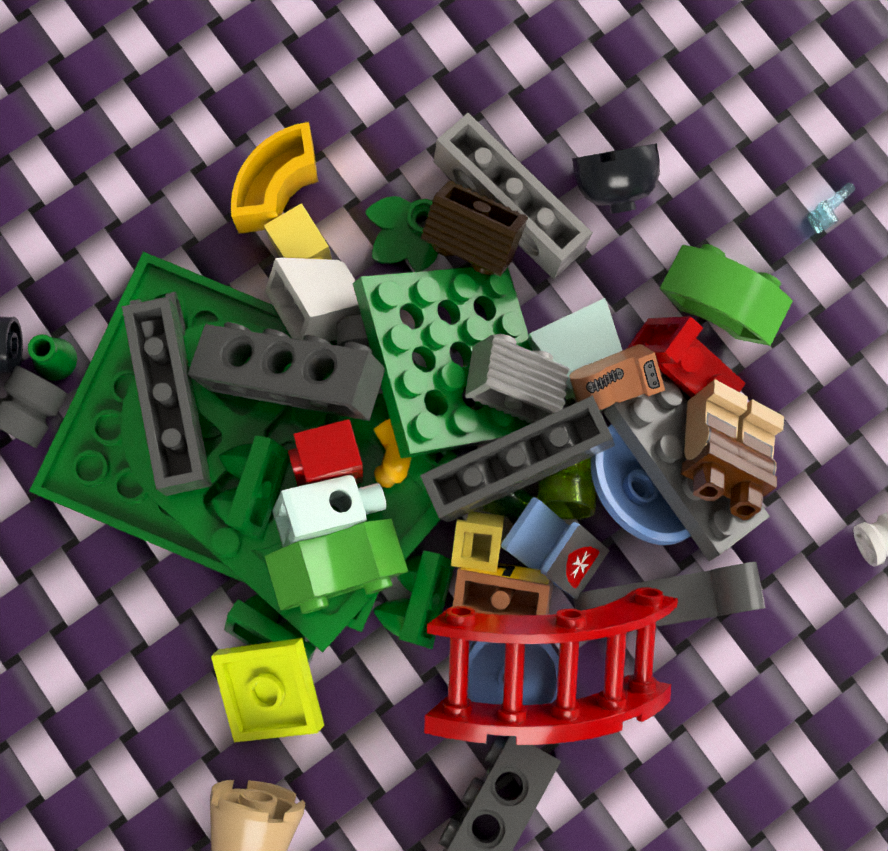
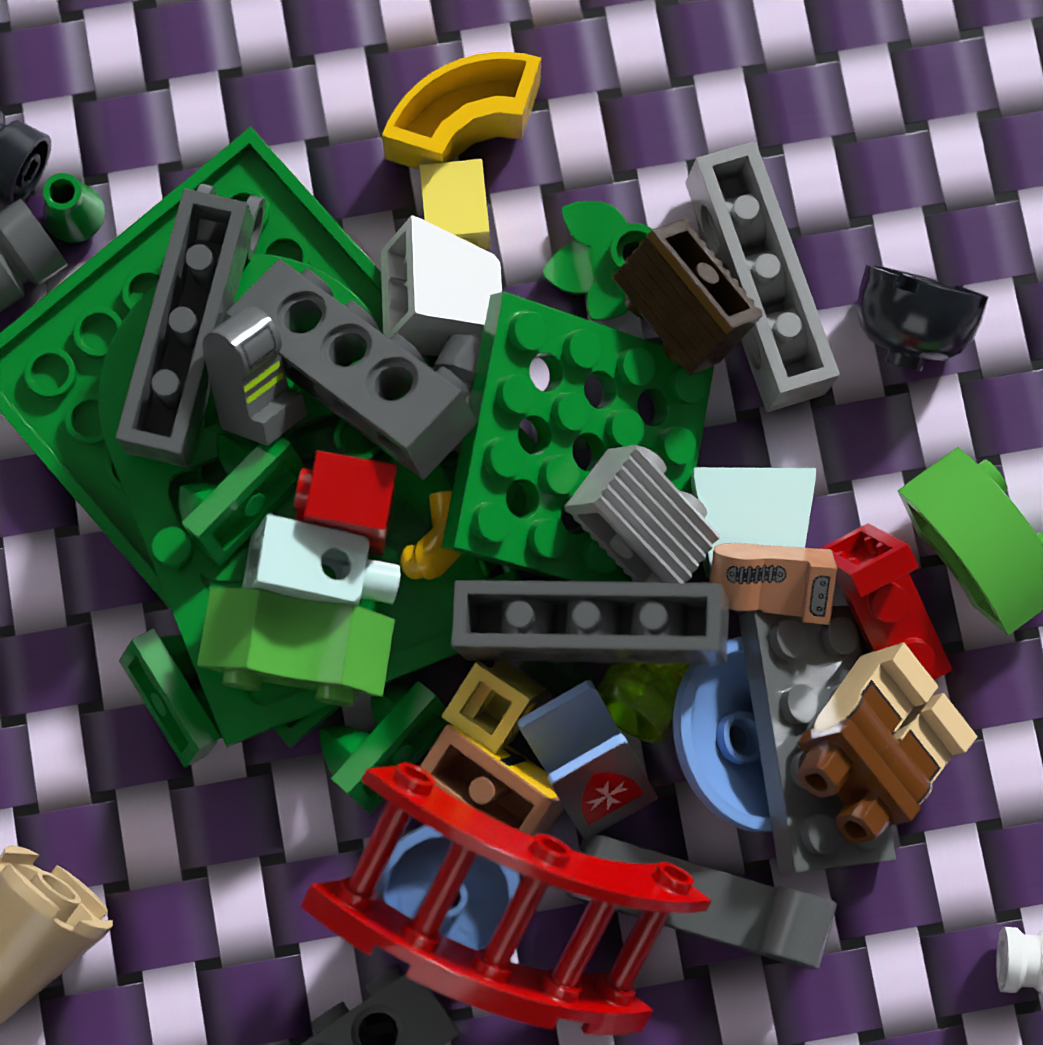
camera: 30 degrees right, 0 degrees up
(225, 408) = (251, 377): none -> dark grey leg
(268, 690) = (135, 761): neon yellow plate -> none

